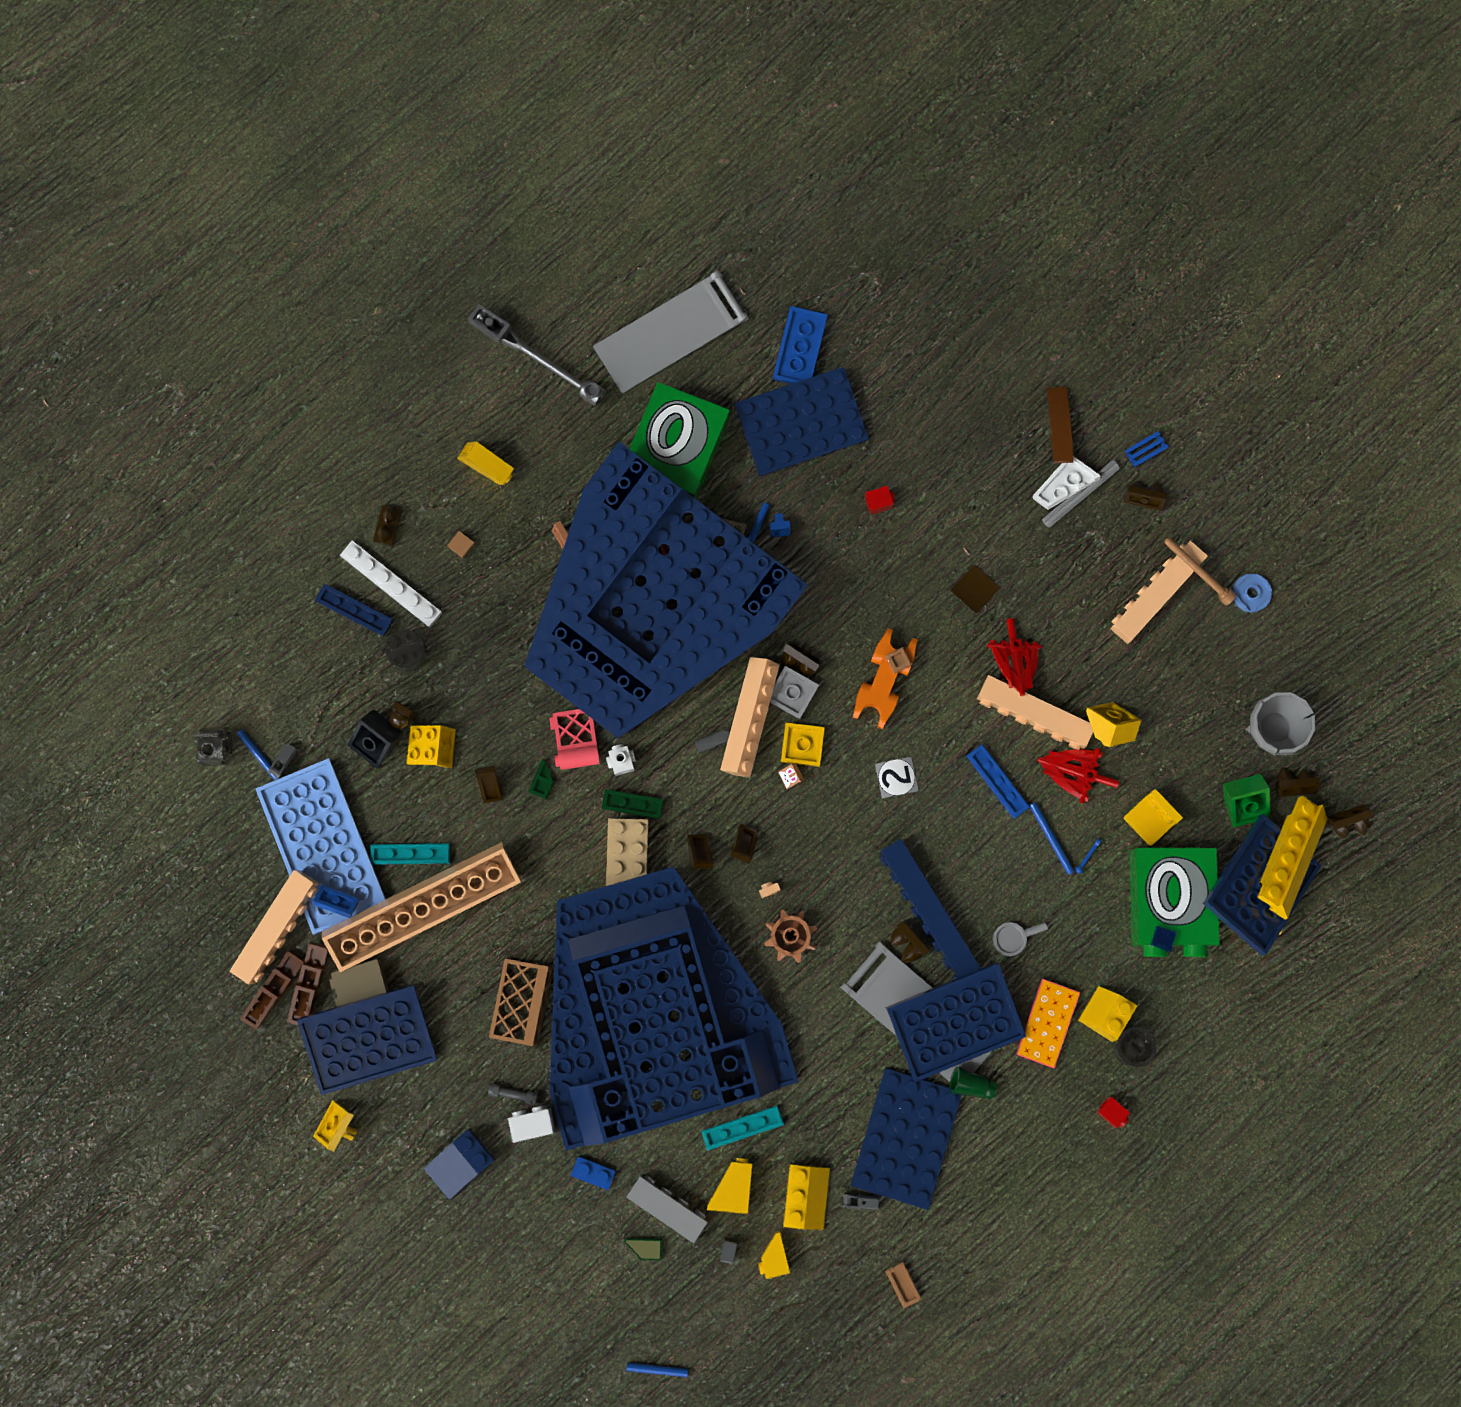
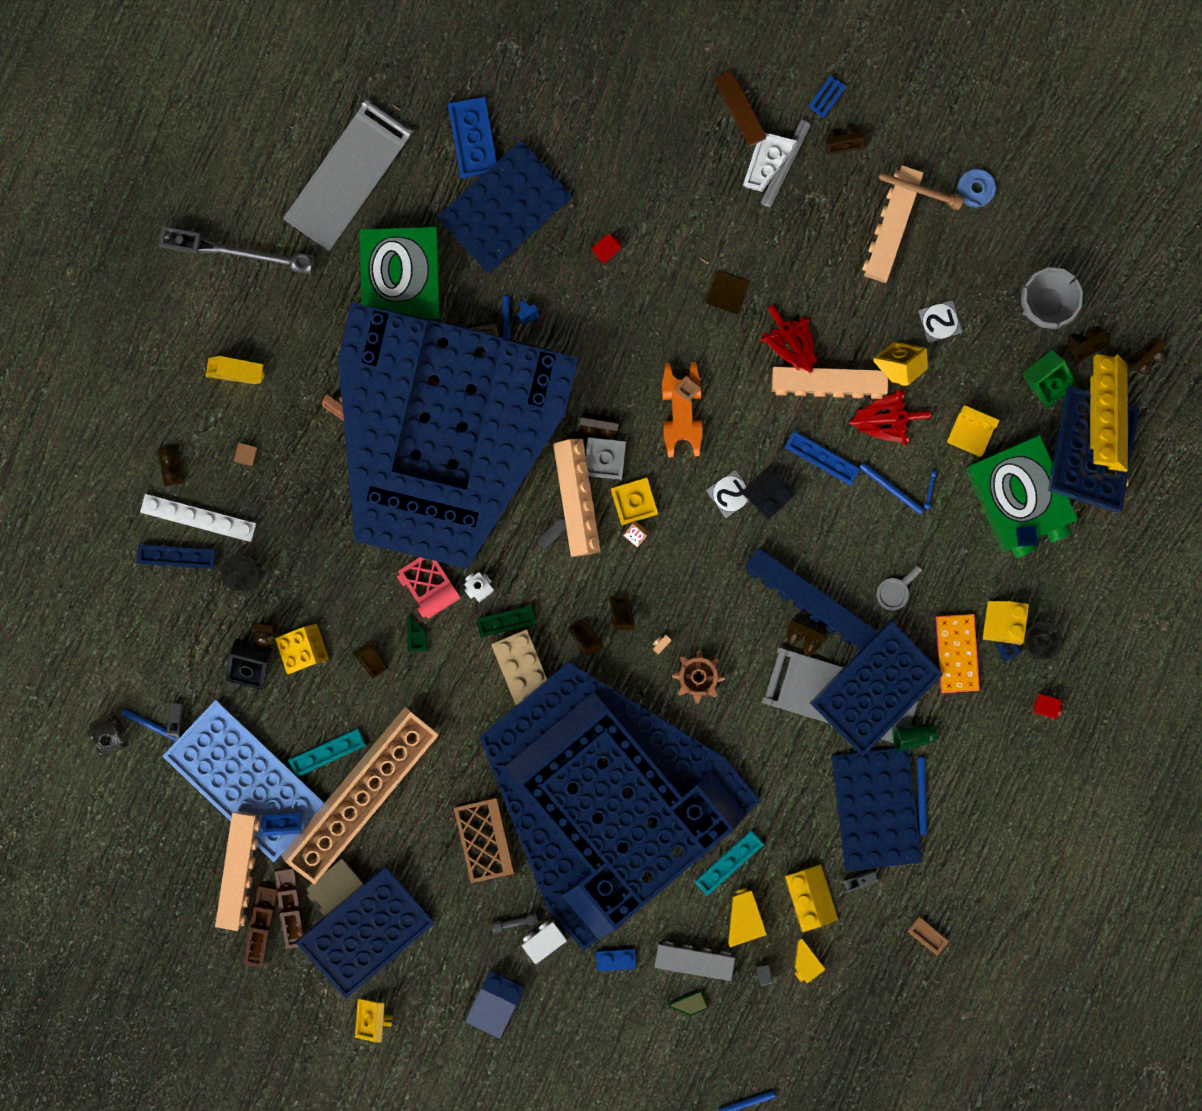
camera: 25 degrees left, 5 degrees up
(932, 791) = (768, 493): none -> black slope
(955, 1145) = (922, 796): none -> blue bar
(1097, 1041) = (1007, 650): none -> dark blue tile
(1164, 702) = (940, 321): none -> sticker

